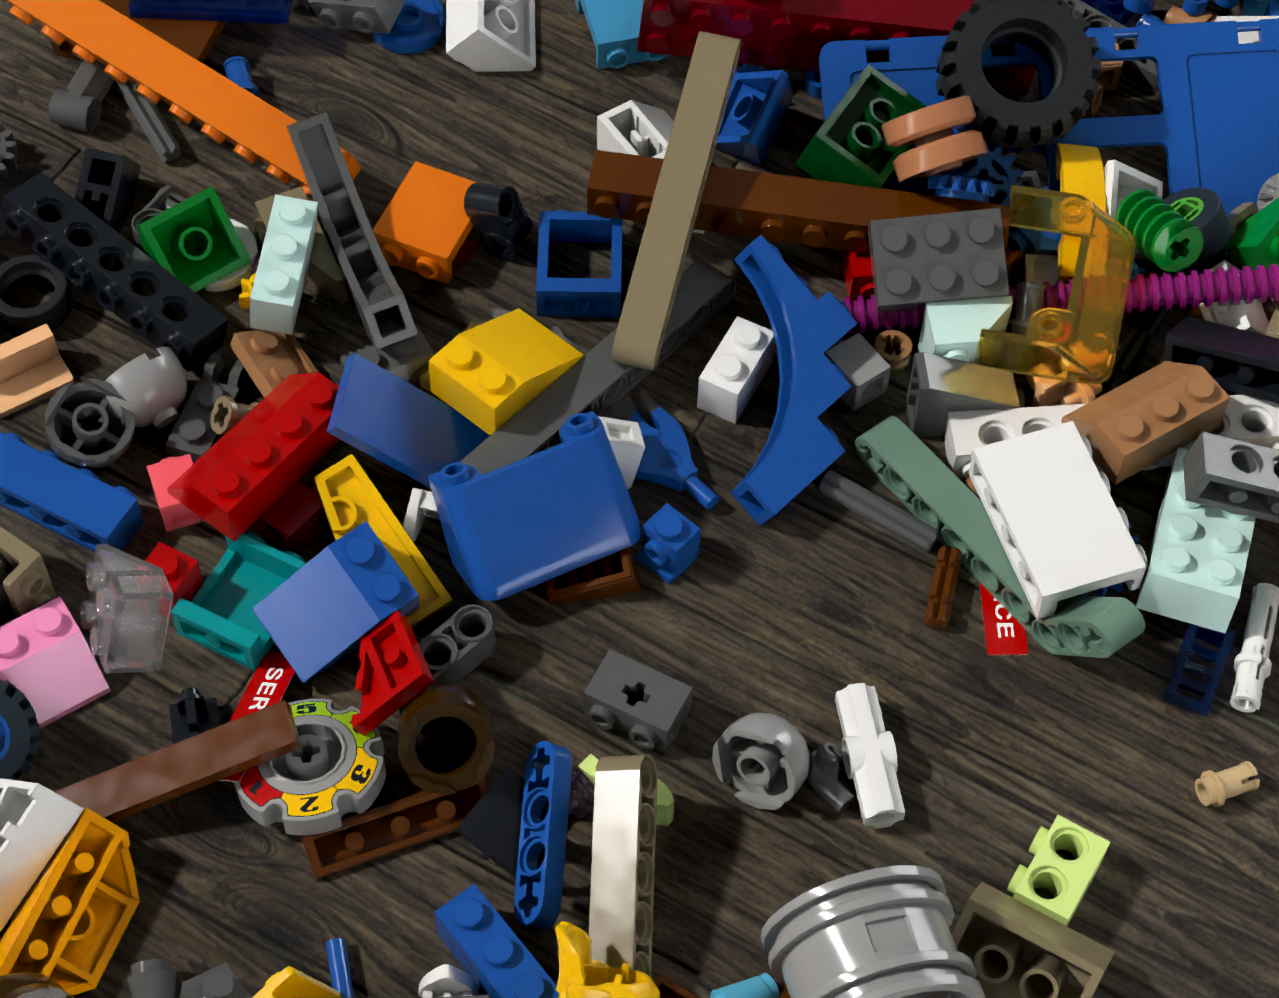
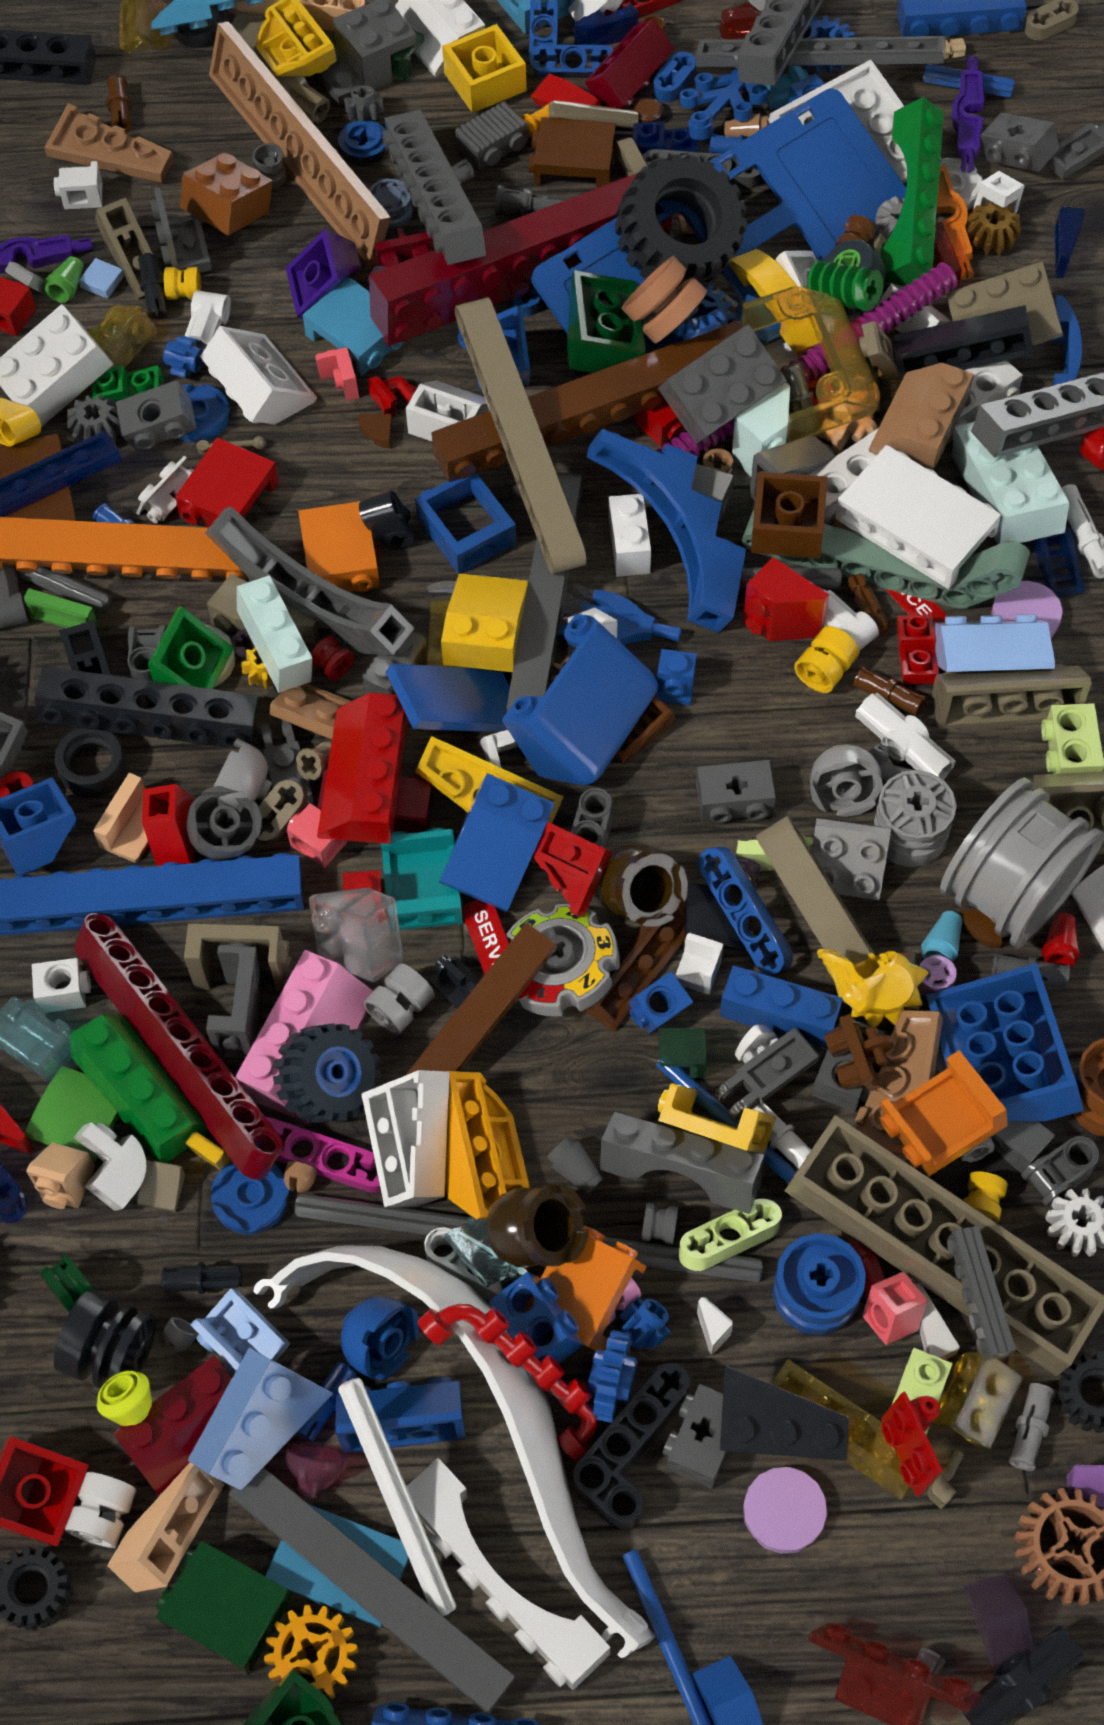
camera: 30 degrees left, 5 degrees up
(32, 390) = (165, 823): none -> red slope
(119, 135) = (57, 610): none -> bright green tile
(134, 701) = (395, 1002): none -> light grey wheel
(158, 440) = (272, 804): none -> dark tan beam
(300, 78) = (158, 498): none -> white hinge
(337, 325) = (332, 658): none -> red wheel
(360, 944) = (683, 1049): none -> clear green panel
(371, 100) = (224, 479): none -> red panel
(388, 57) = (258, 442): none -> dark tan hinge
(392, 891) = (672, 994): none -> blue brick
(453, 864) = (699, 963): none -> white panel
(569, 127) = (377, 428): none -> reddish brown tile
(575, 50) = (338, 365): none -> coral bracket
(615, 92) = (383, 392): none -> red piece
(698, 846) = (852, 856): none -> light grey plate
(788, 863) = (920, 834): none -> light grey wheel
(837, 531) = (784, 604): none -> red slope
(852, 616) = (826, 659): none -> yellow wheel
(893, 694) = (890, 690): none -> reddish brown pin
(898, 599) = (857, 625): none -> white piece
(909, 437) = (789, 514): none -> reddish brown brick
(961, 667) = (917, 649): none -> red slope
(1017, 773) = (1005, 695): none -> dark tan slope
(1041, 708) = (993, 644): none -> light blue slope
(1119, 699) = (1030, 599): none -> lavender tile
(1147, 317) = (879, 350): none -> dark tan hinge
(1229, 186) = (858, 228): none -> reddish brown wheel

